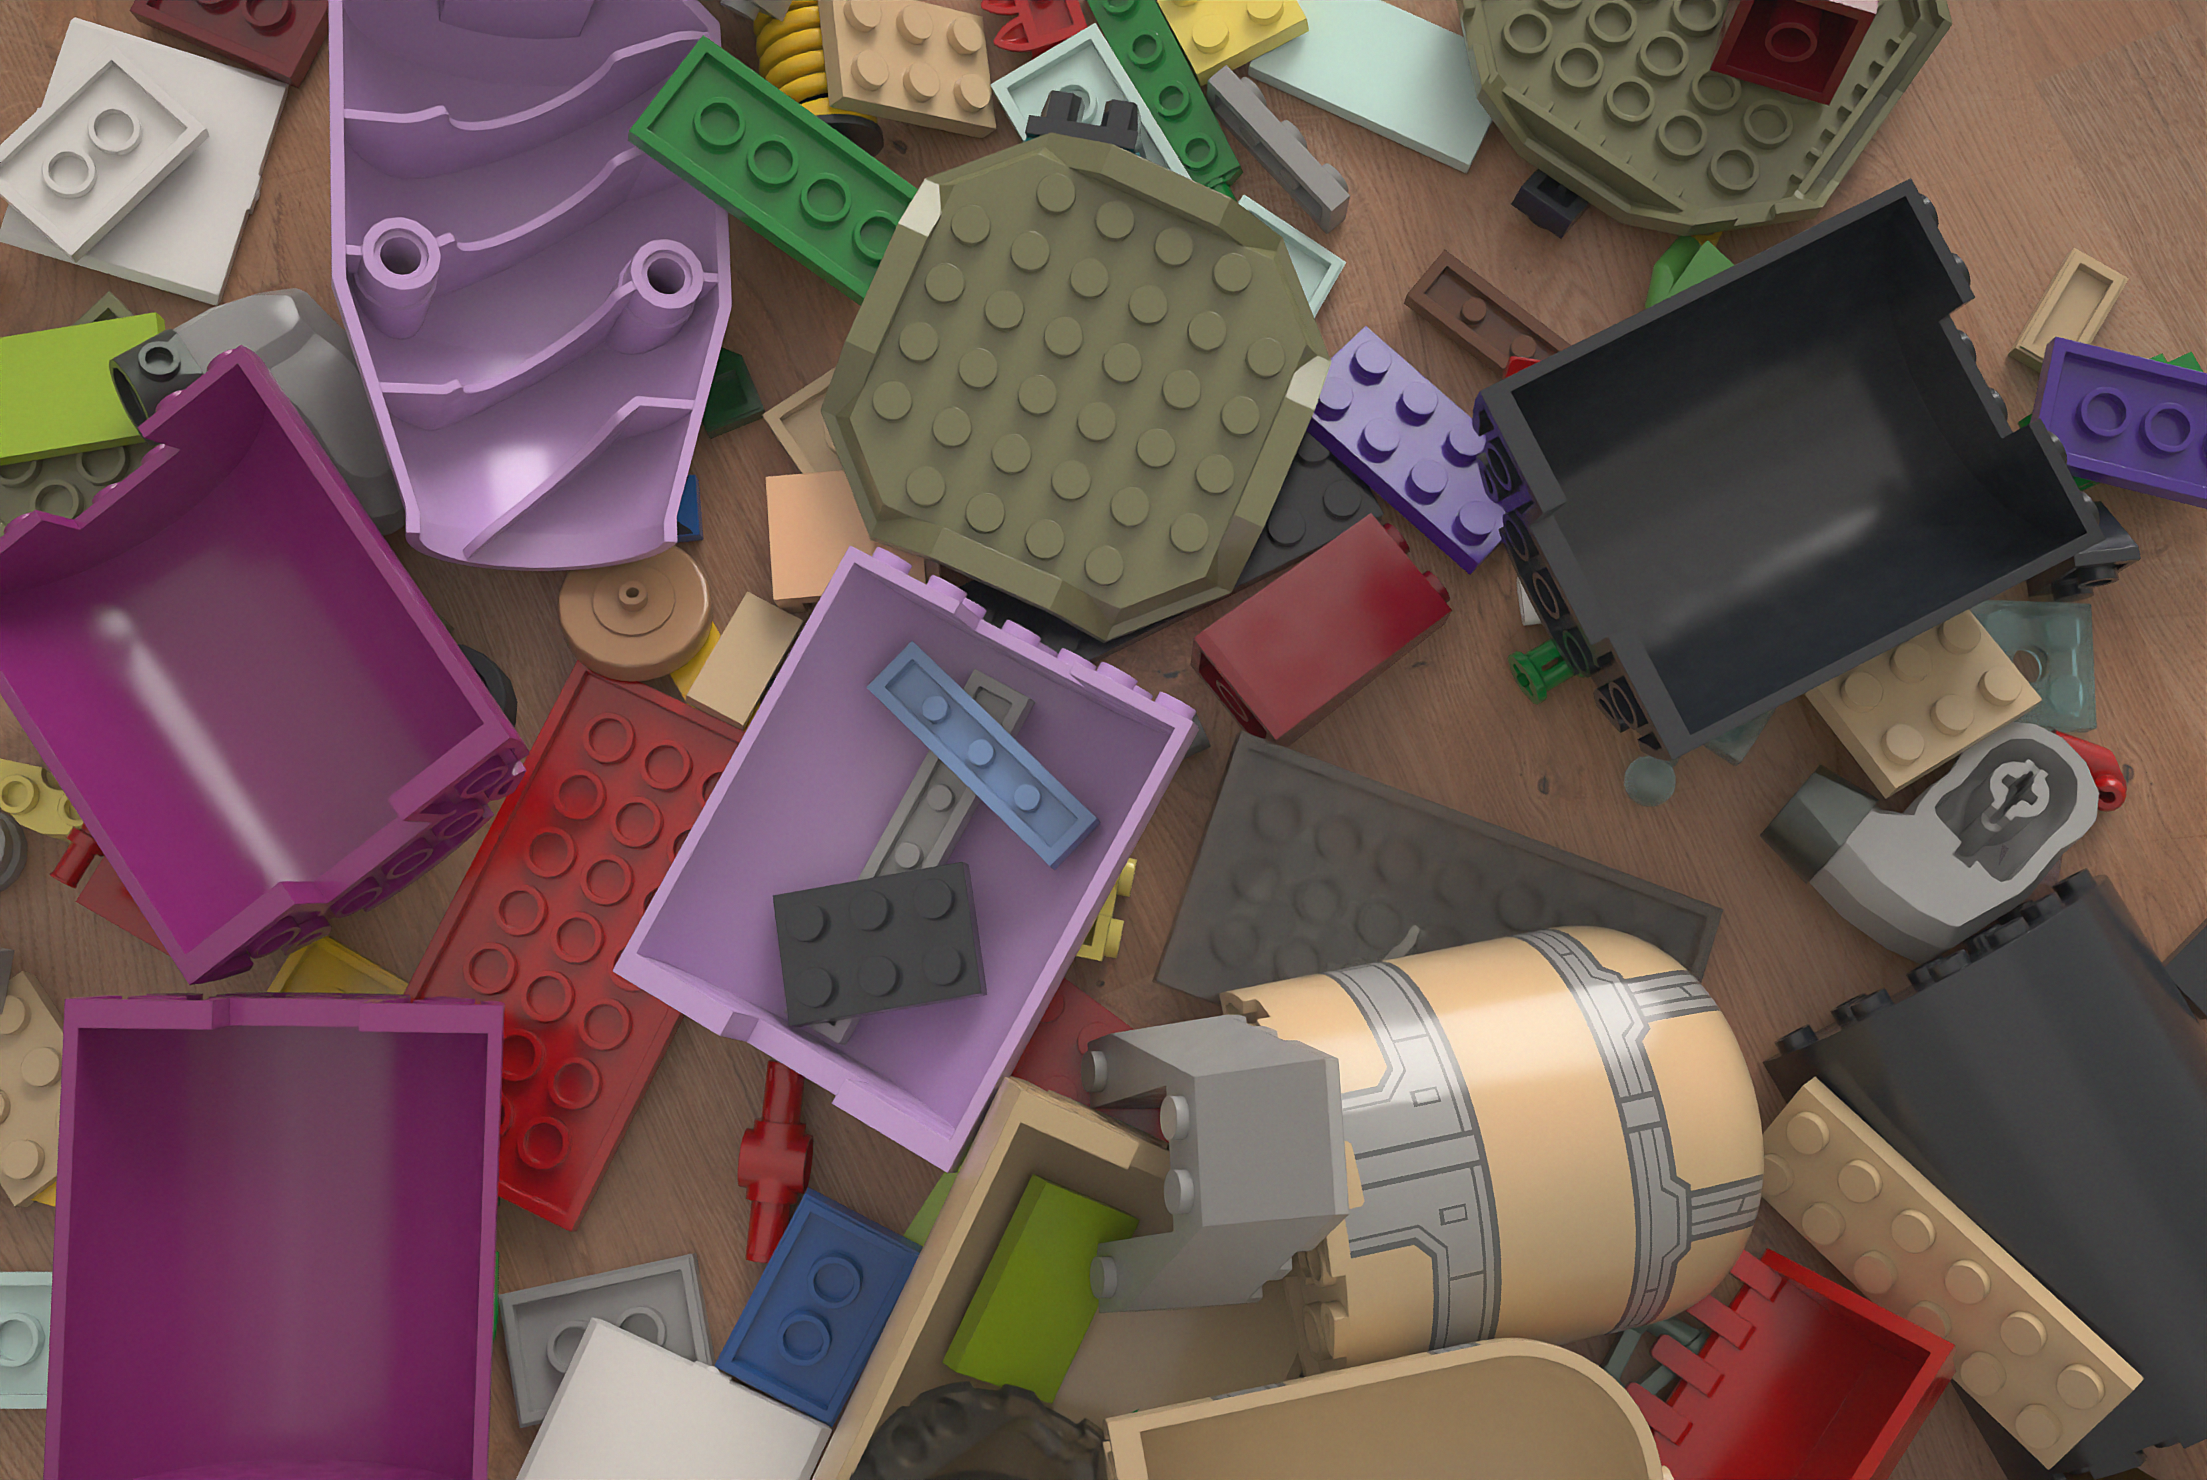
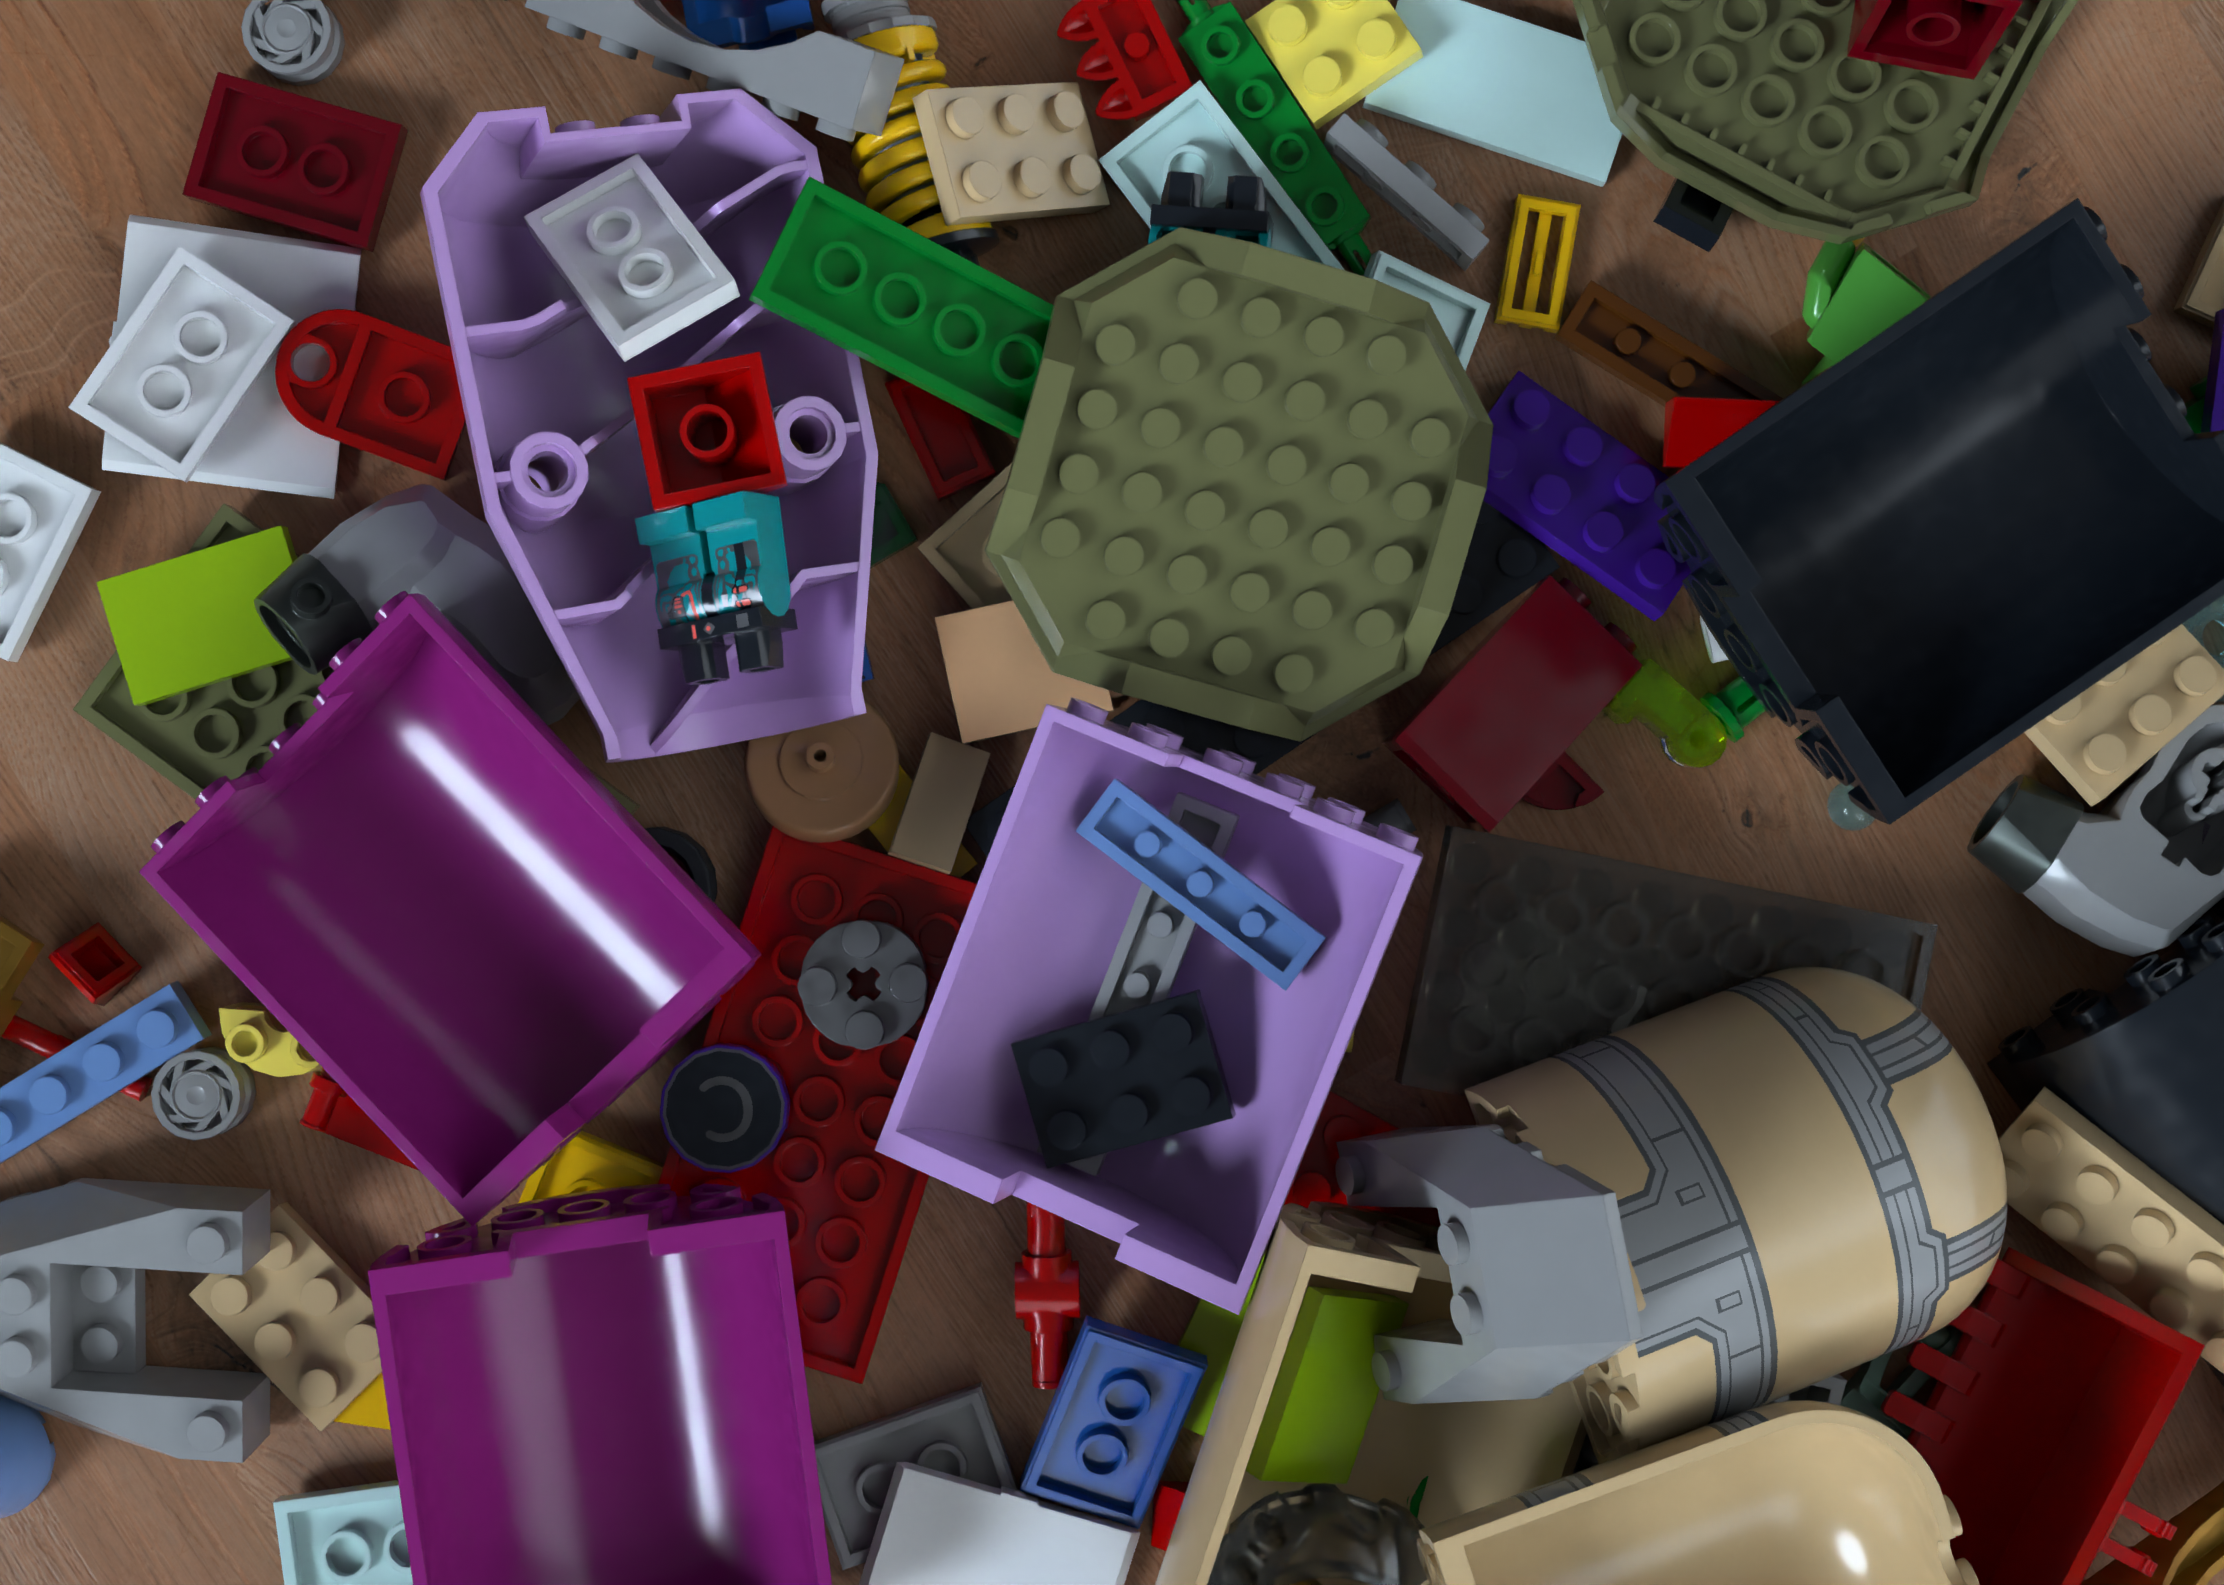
camera: 10 degrees left, 10 degrees up
(271, 209) = (382, 390): none -> red tile
(479, 927) = (724, 1107): none -> black tile
(525, 92) = (631, 257): none -> white plate
(554, 394) = (721, 583): none -> hips
(563, 259) = (707, 431): none -> red slope
(602, 812) = (826, 983): none -> flat silver plate
(802, 316) = (942, 439): none -> red tile
(1358, 725) = (1563, 786): none -> dark red tile
(1381, 279) = (1527, 316): none -> yellow tile
(1476, 666) = (1682, 723): none -> clear neon green leg

